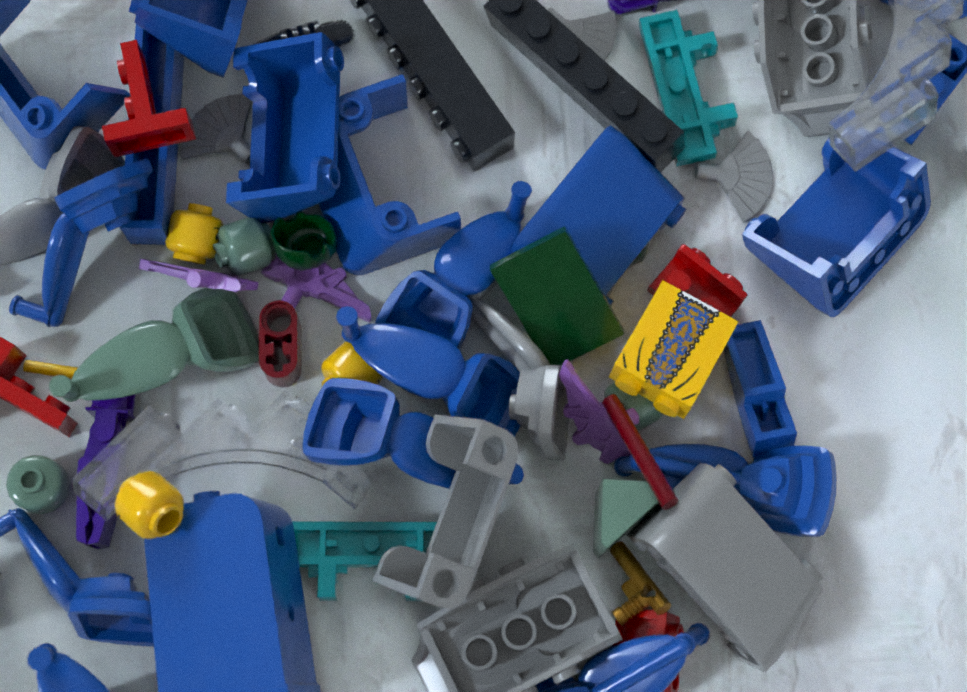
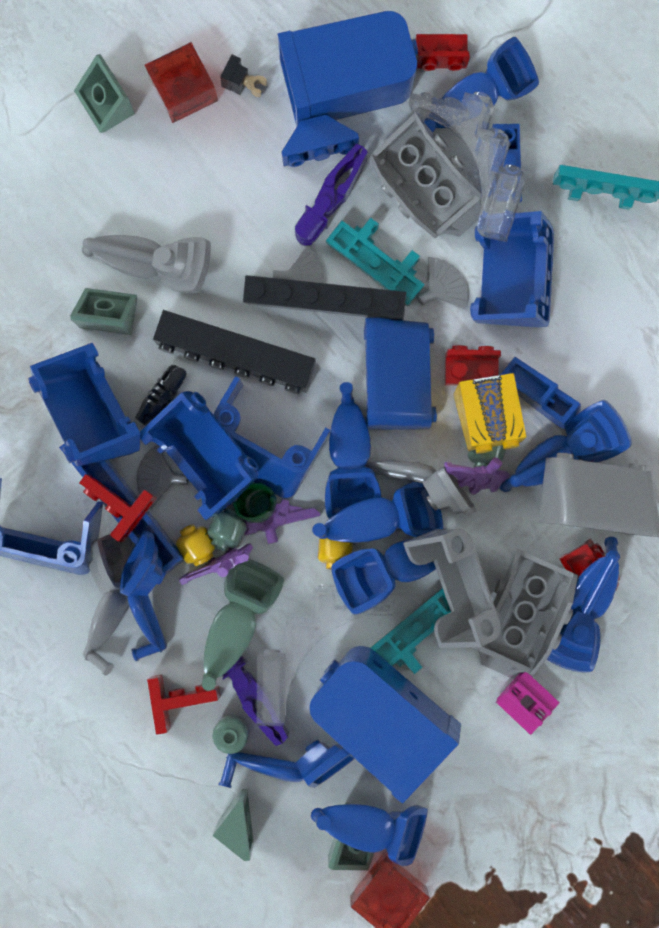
camera: 40 degrees left, 10 degrees up
(48, 368) = (184, 669): yellow piece -> none
(149, 505) = (306, 704): yellow head -> none
(289, 340) = (287, 574): dark red beam -> none
(557, 297) = (410, 431): dark green tile -> none
(618, 509) = (528, 513): sand green slope -> none
(636, 587) = (561, 542): pearl gold hose -> none
(640, 452) = (517, 479): dark red bar -> none

